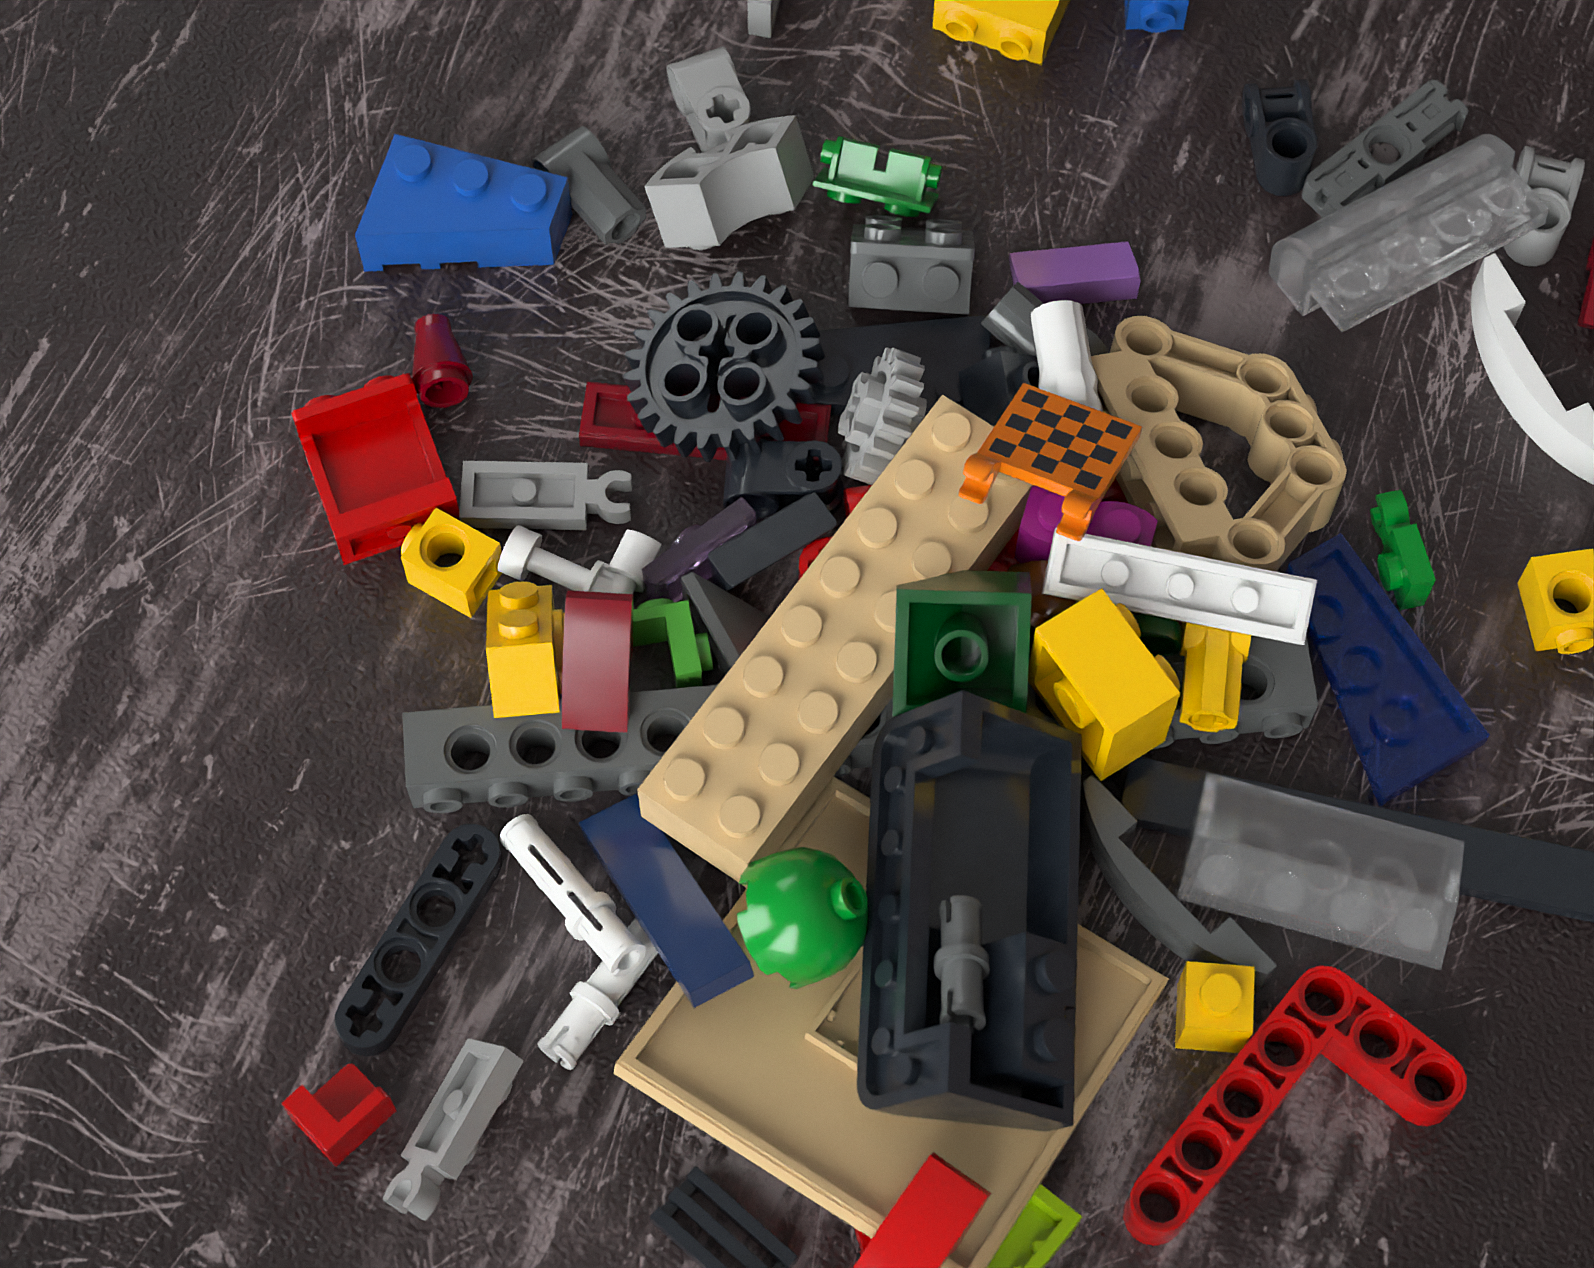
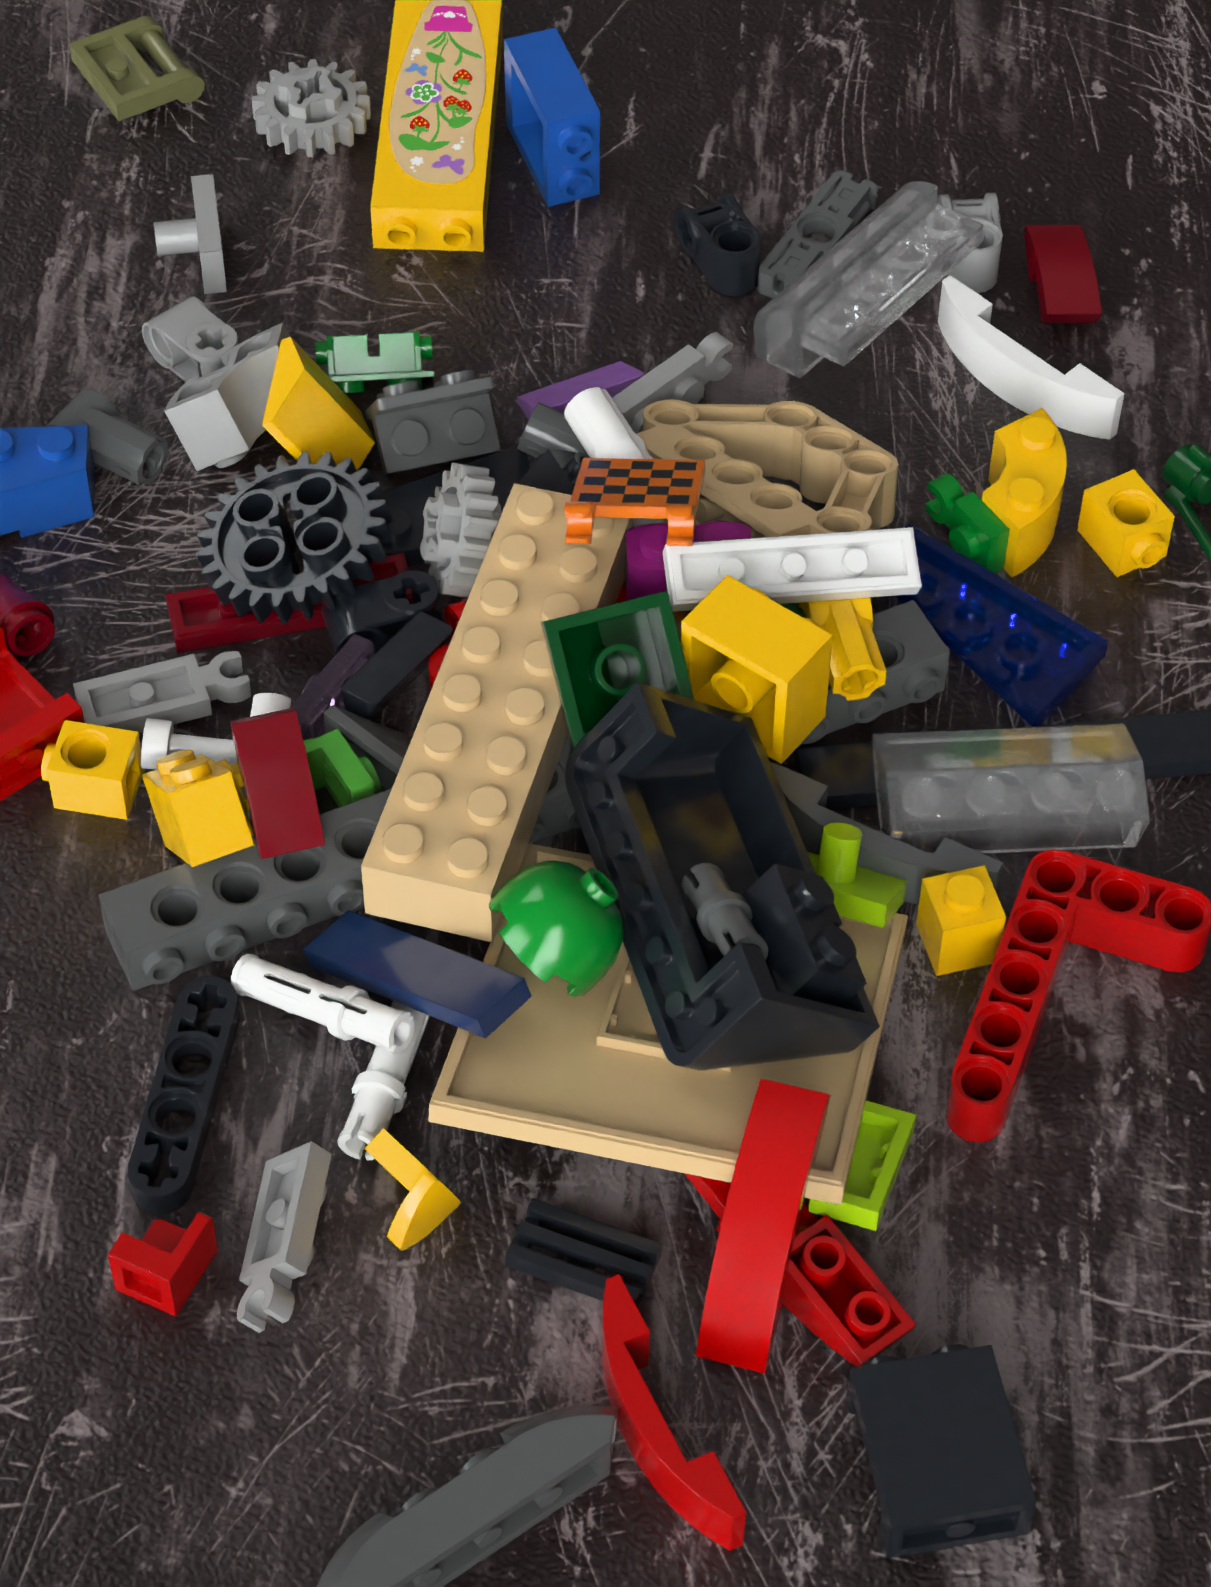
camera: 20 degrees left, 15 degrees down
(593, 1113) = (427, 1198): none -> yellow tile
(794, 229) = (312, 412): none -> yellow slope
(1118, 932) = (856, 890): none -> lime tile
(1163, 295) = (676, 378): none -> light grey plate
(1486, 517) = (1027, 486): none -> yellow brick

